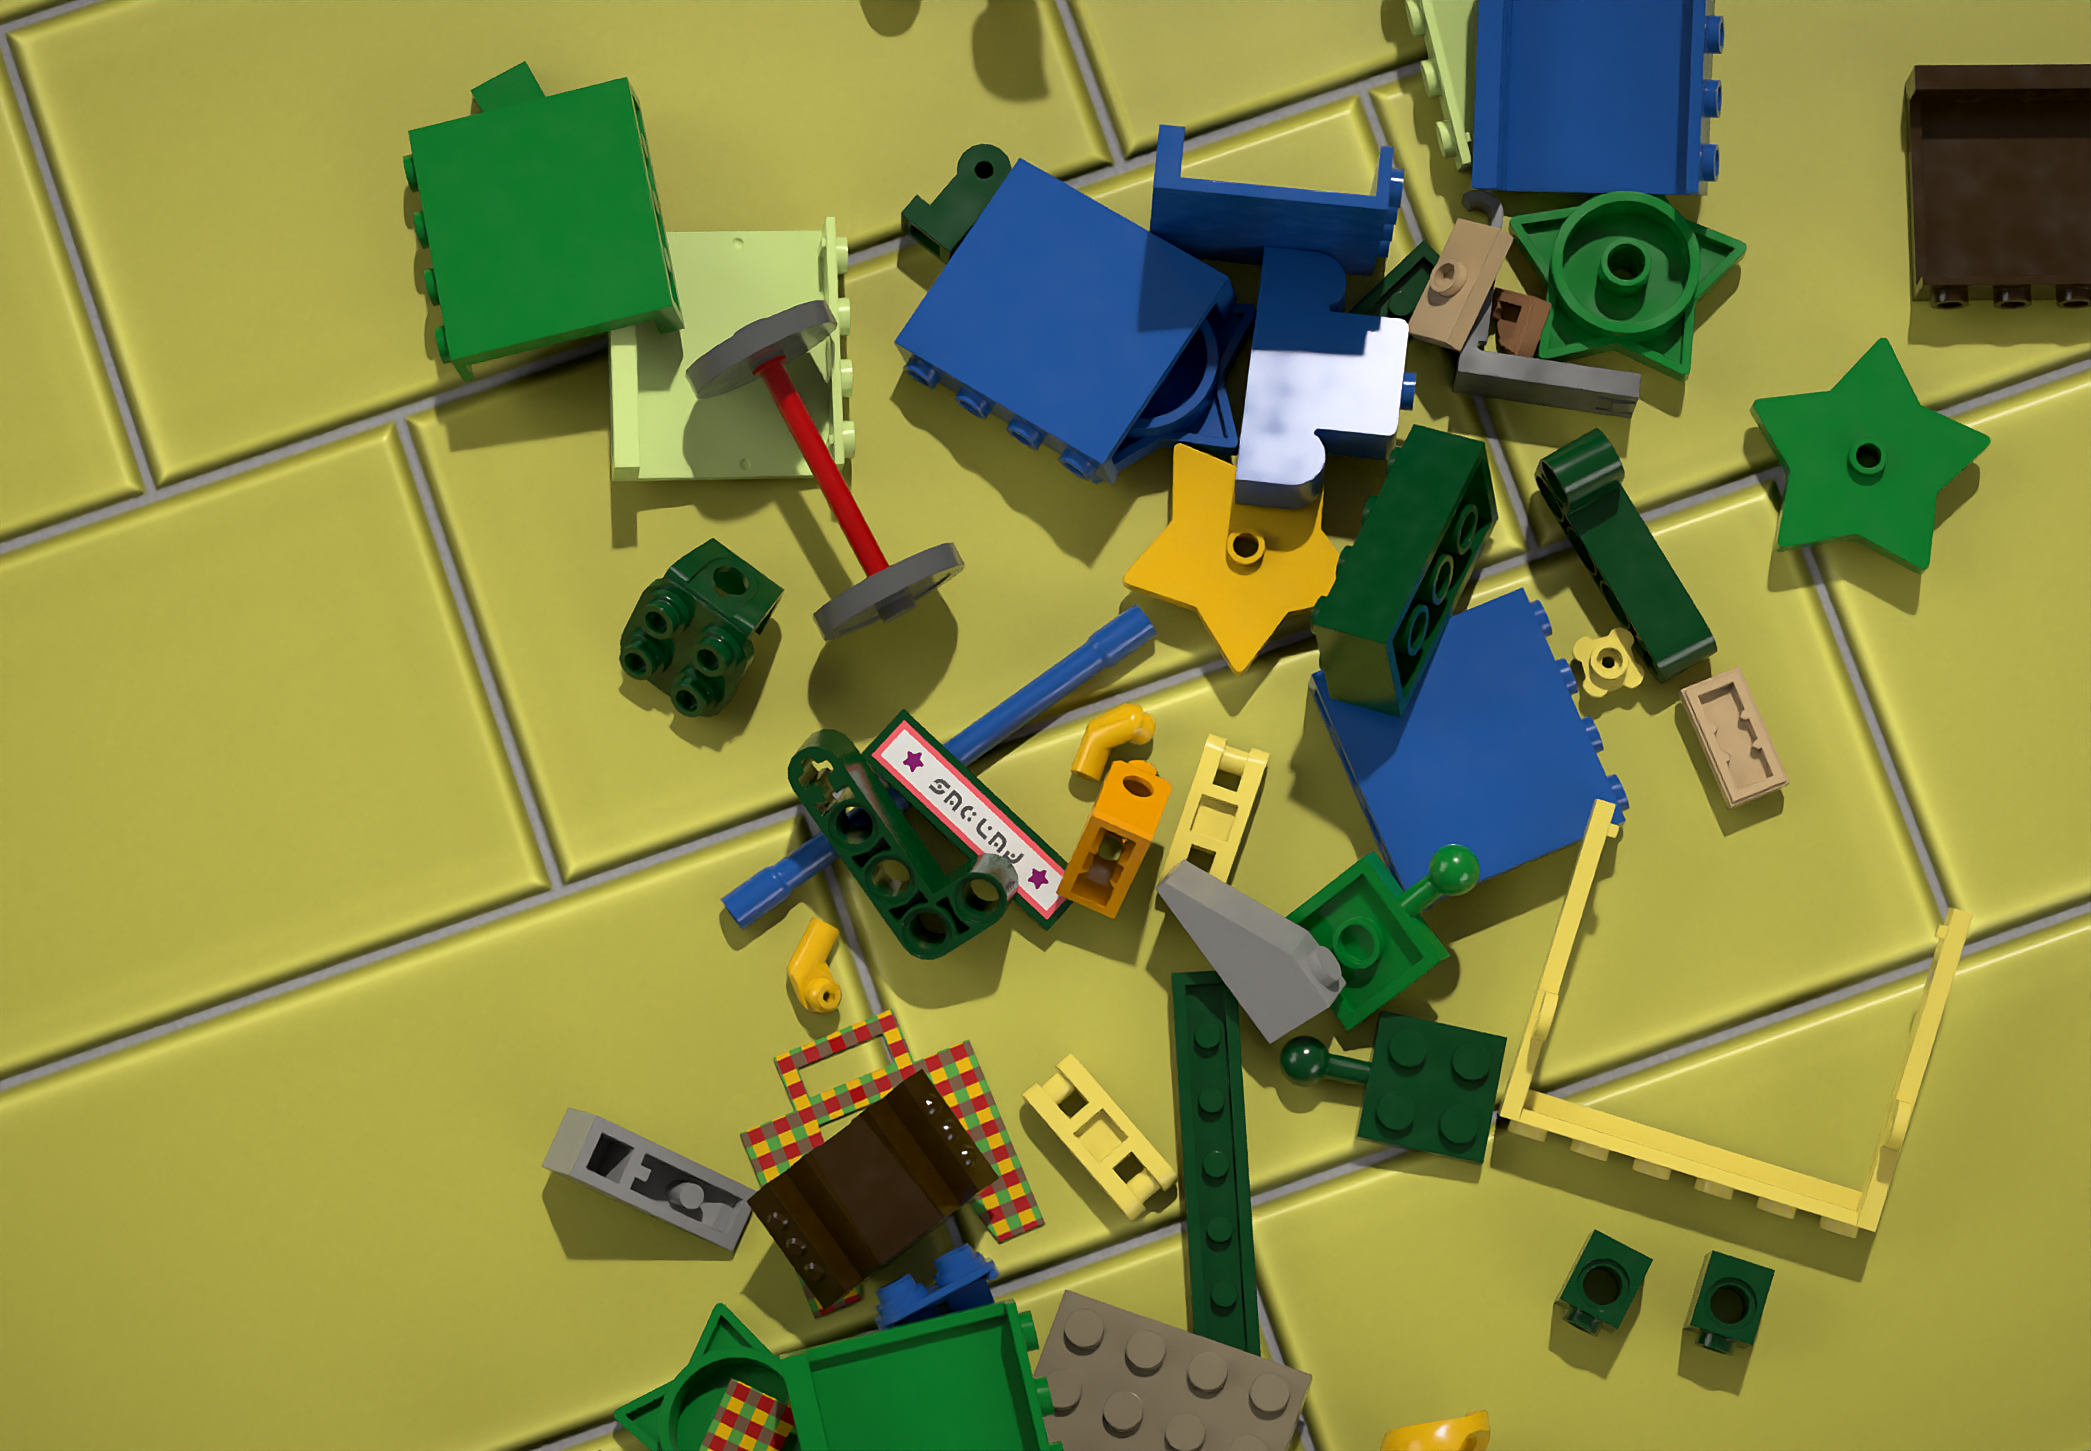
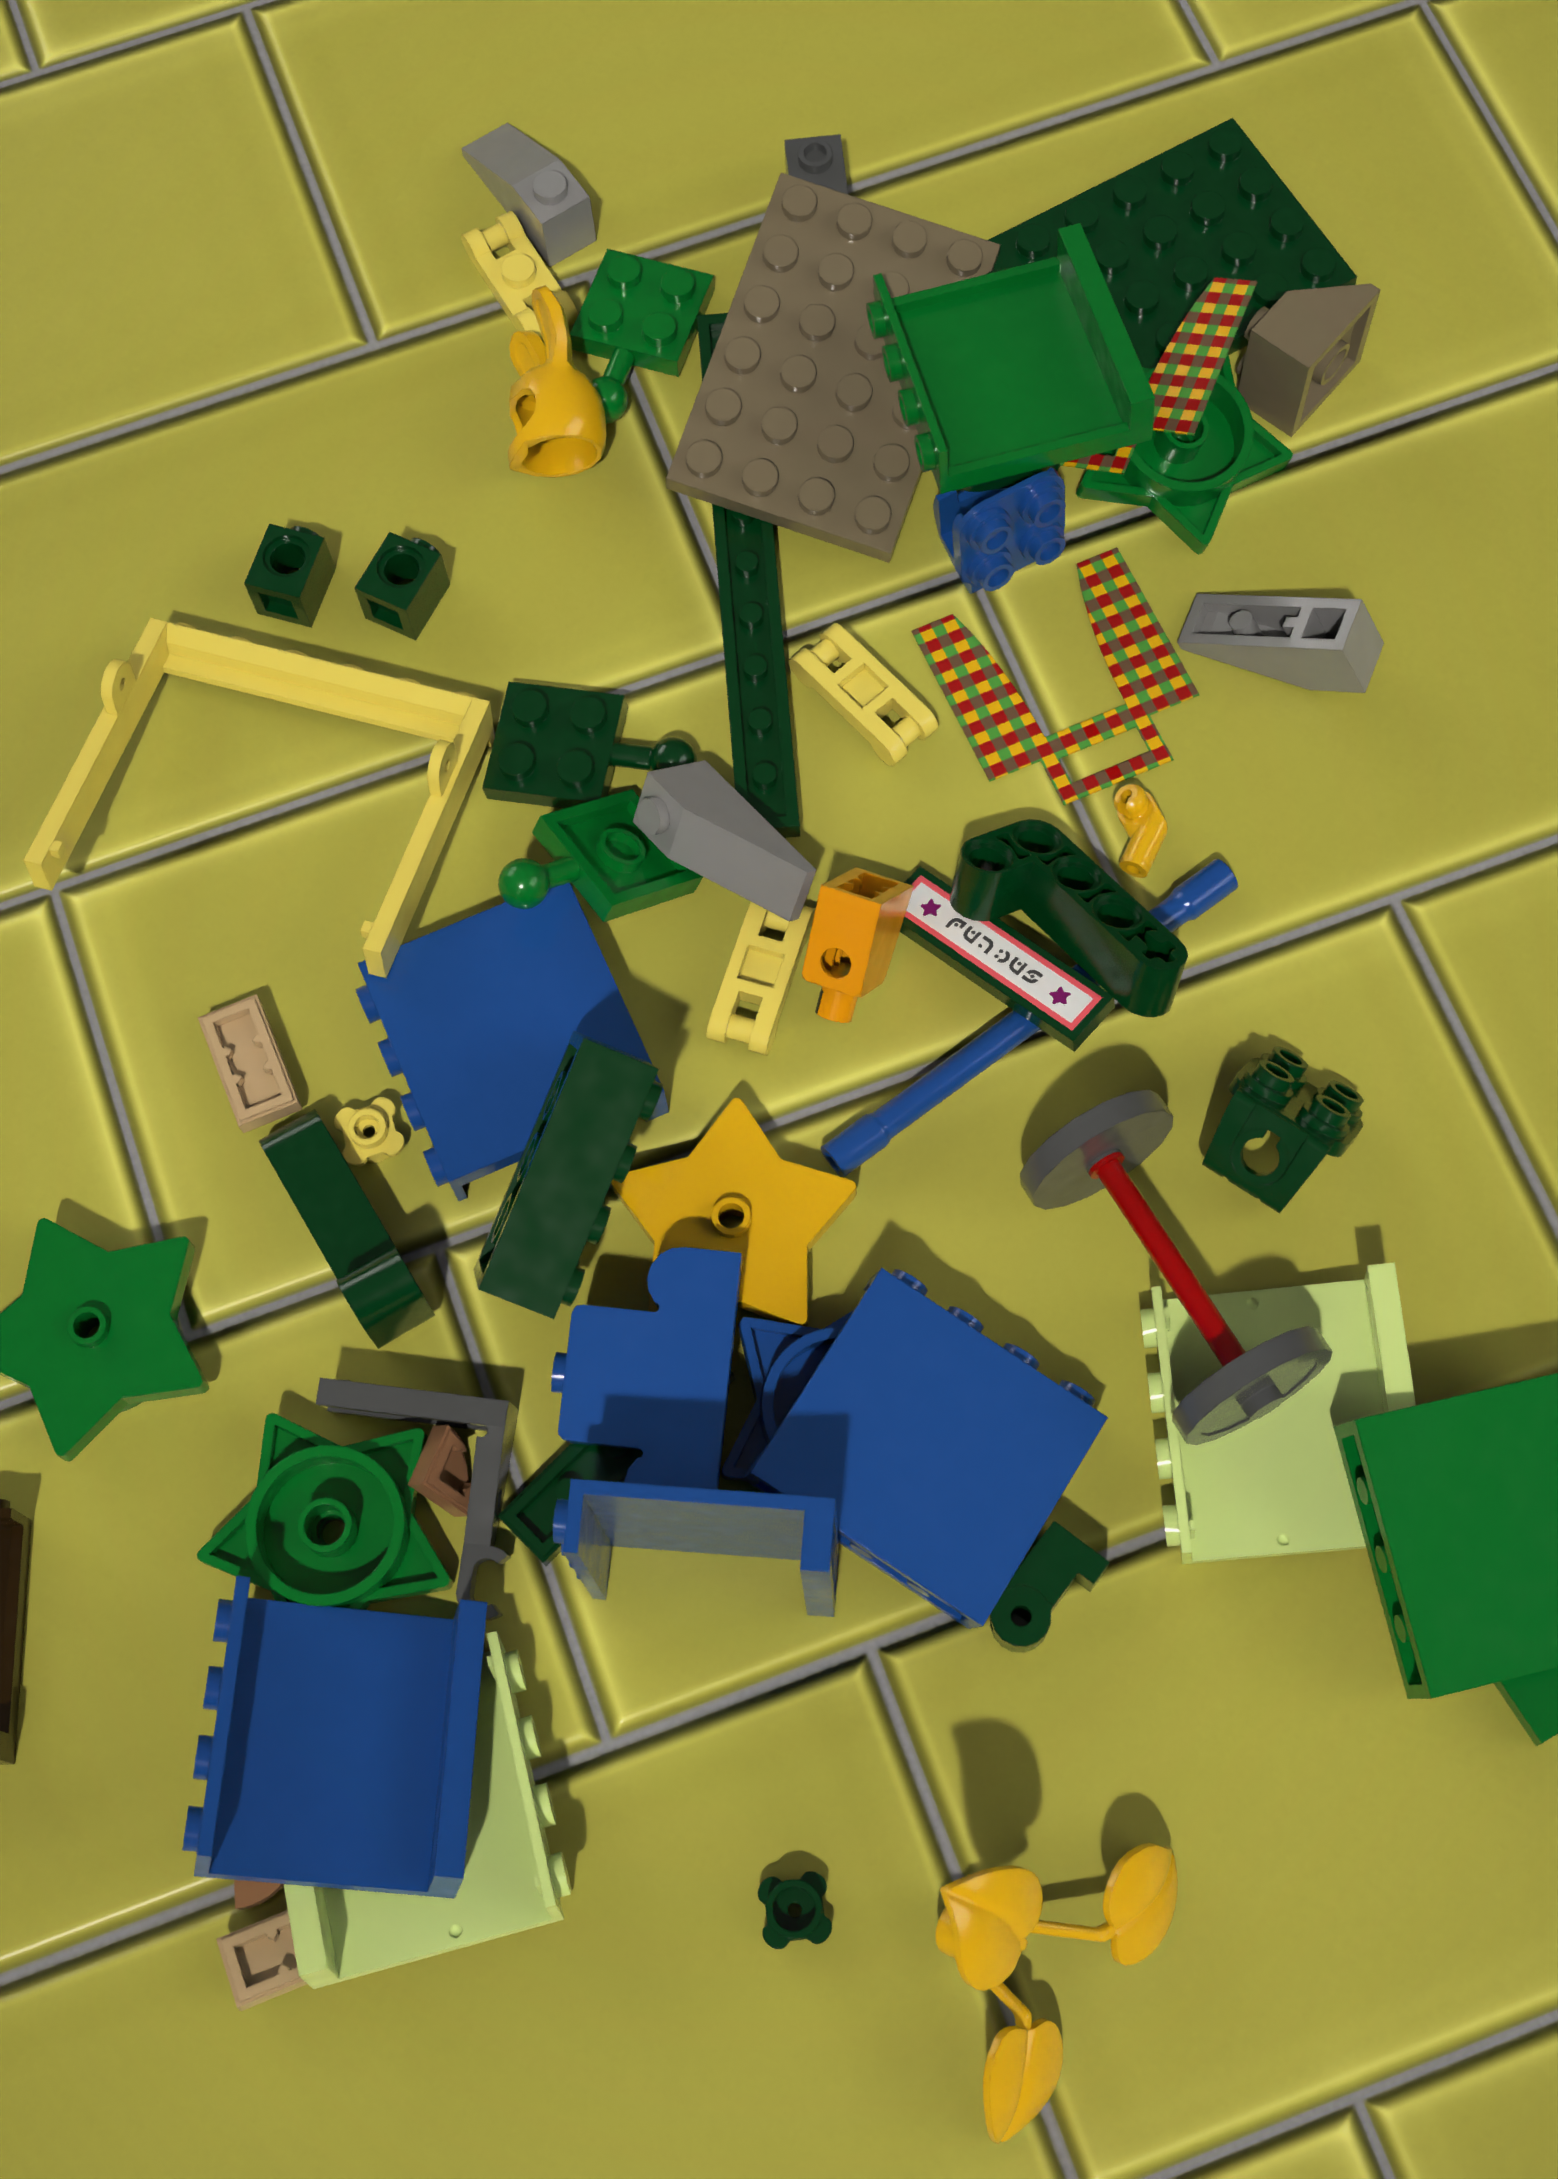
camera: 175 degrees left, 10 degrees down
(873, 1189) = (1078, 619): dark brown slope -> none
(1108, 731) = (864, 1052): yellow arm -> none
(1459, 284) = (504, 1497): tan plate -> none

